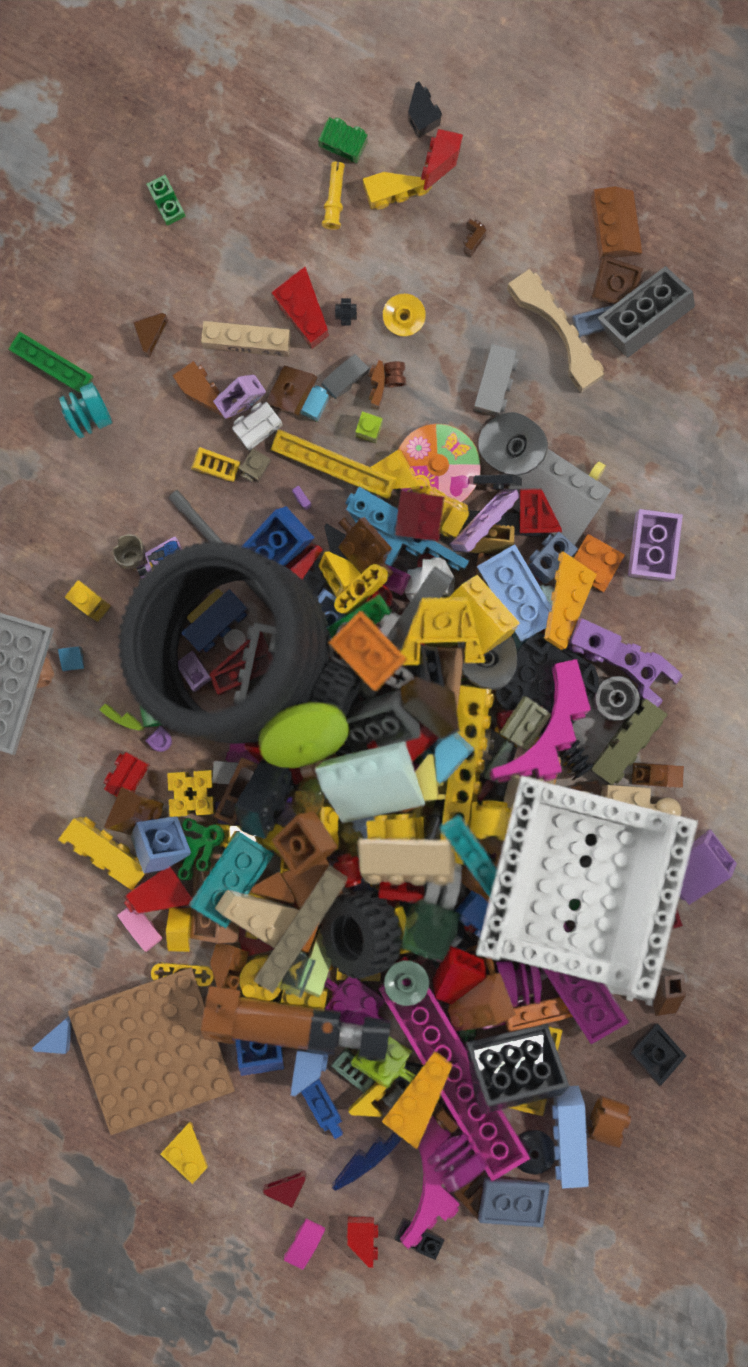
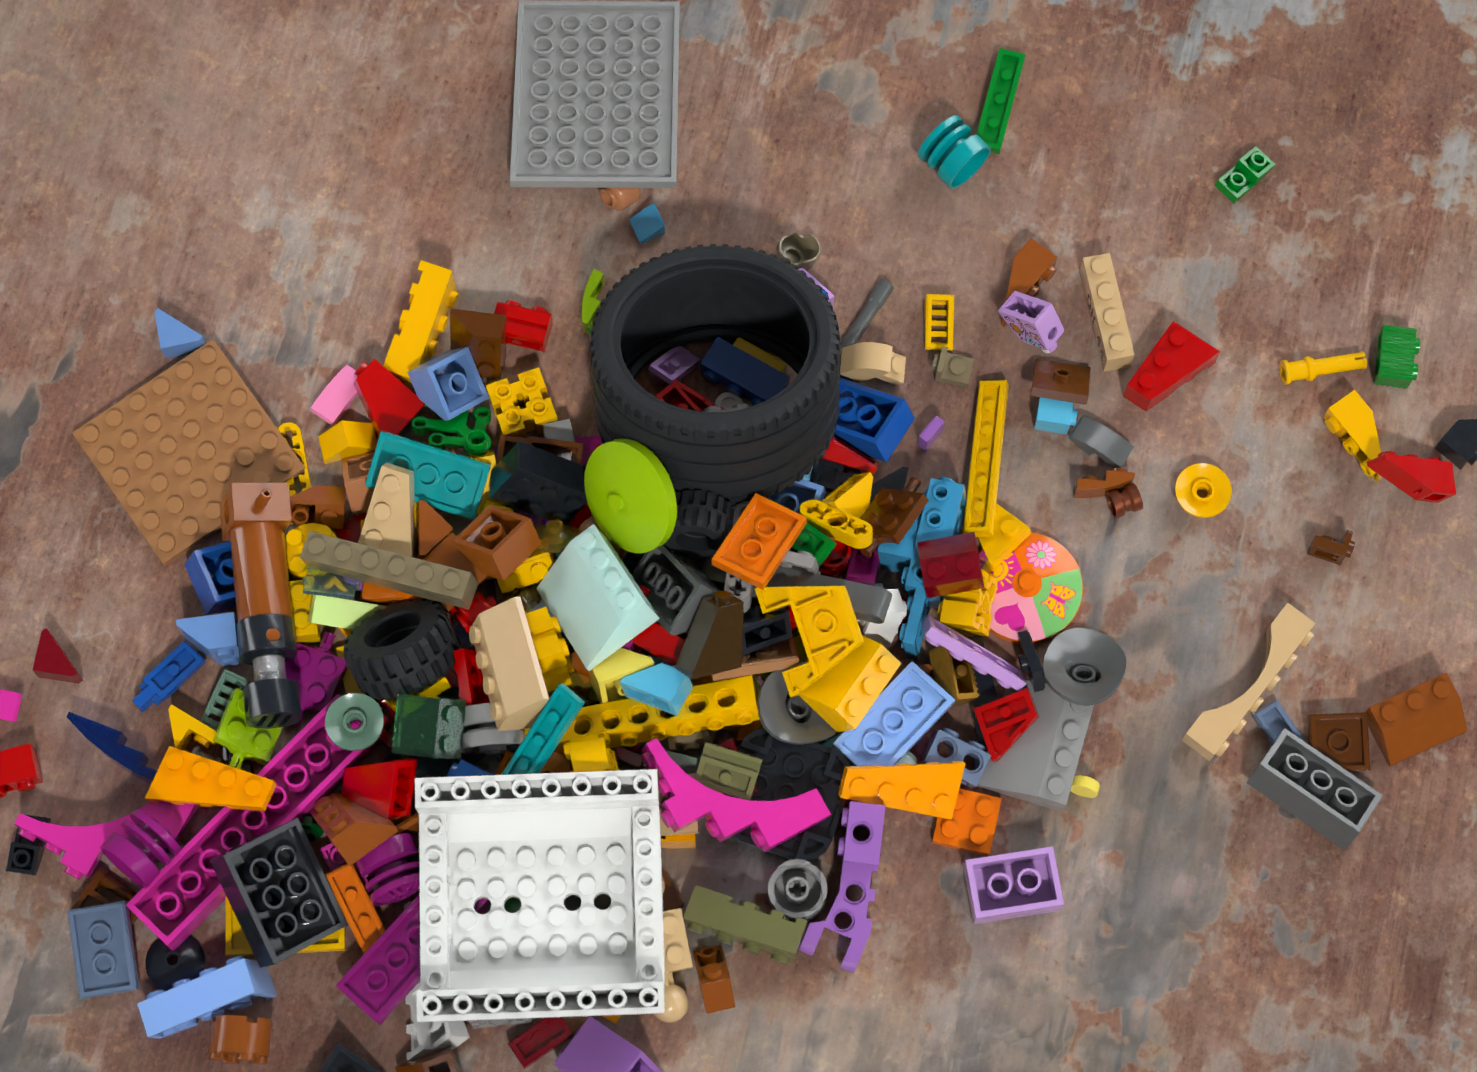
camera: 70 degrees right, 15 degrees down
(87, 601) = (724, 214): yellow torso -> none
(150, 330) = (1076, 200): reddish brown slope -> none
(160, 740) = (576, 354): medium lavender tile -> none
(186, 1154) = (69, 529): yellow wing -> none
(235, 522) = (872, 360): none -> tan brick
(257, 425) = (1003, 355): white brick -> none
(345, 311) = (1182, 419): black gear -> none
(369, 427) = (1046, 487): lime brick -> none
(444, 1117) = (195, 821): reddish brown plate -> none
(496, 380) = (1159, 625): light grey brick -> none
(576, 760) = (705, 860): black piece -> none

